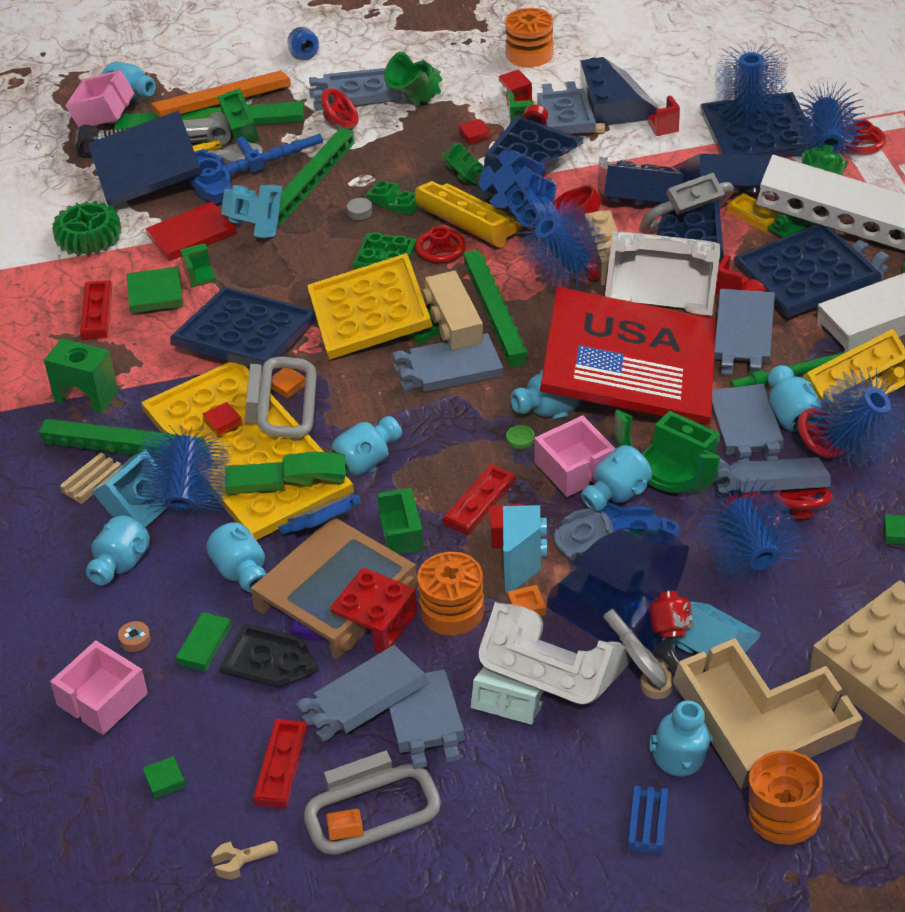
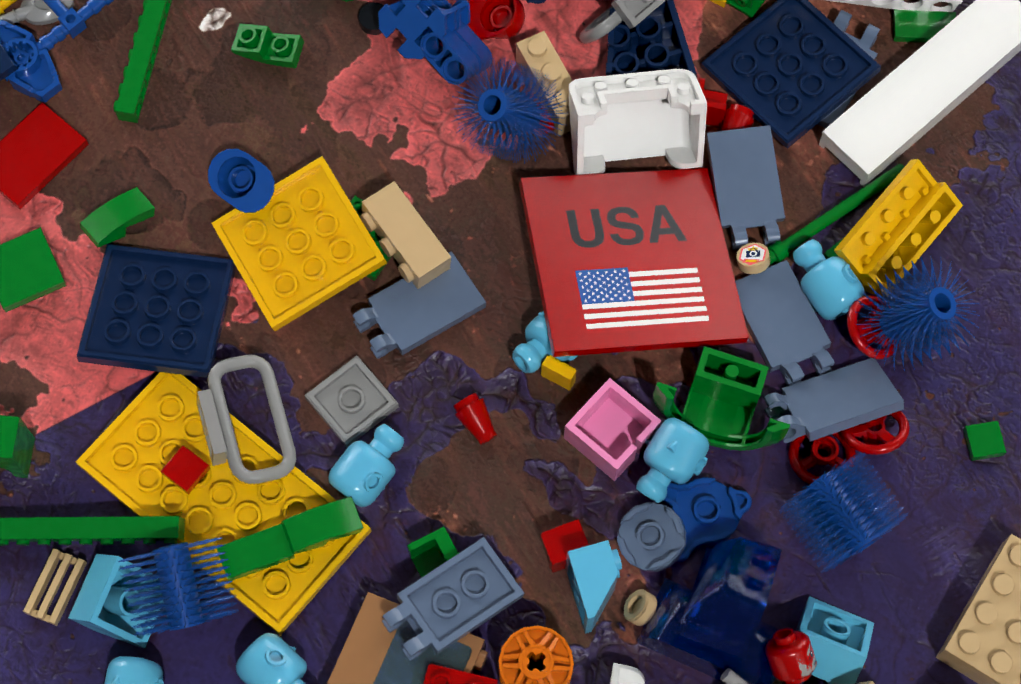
camera: 20 degrees left, 25 degrees up
(197, 265) = (62, 217): green panel -> none
(231, 272) = (111, 219): none -> green slope
(261, 209) = (117, 115): medium azure tile -> none
(287, 382) = (239, 383): orange tile -> none
(320, 513) = (351, 587): blue tile -> none
(339, 259) = (241, 180): none -> blue piece
(359, 209) = (230, 73): light grey tile -> none
(371, 406) = (351, 401): none -> light grey tile
(382, 247) = (285, 141): green tile -> none
(397, 530) = (453, 600): none -> sand blue tile
(440, 242) = (346, 99): red piece -> none
(465, 431) = (475, 417): none -> red cone
(467, 212) = (366, 57): yellow brick -> none
(478, 498) = (517, 507): red tile -> none
(495, 310) = (445, 206): green piece -> none
(520, 436) = (534, 399): bright green piece -> none
(529, 598) = (615, 646): orange tile -> none
(544, 416) = (558, 372): none -> yellow tile
(555, 575) = (640, 607): none -> tan tile
(733, 374) = (753, 258): none -> tile

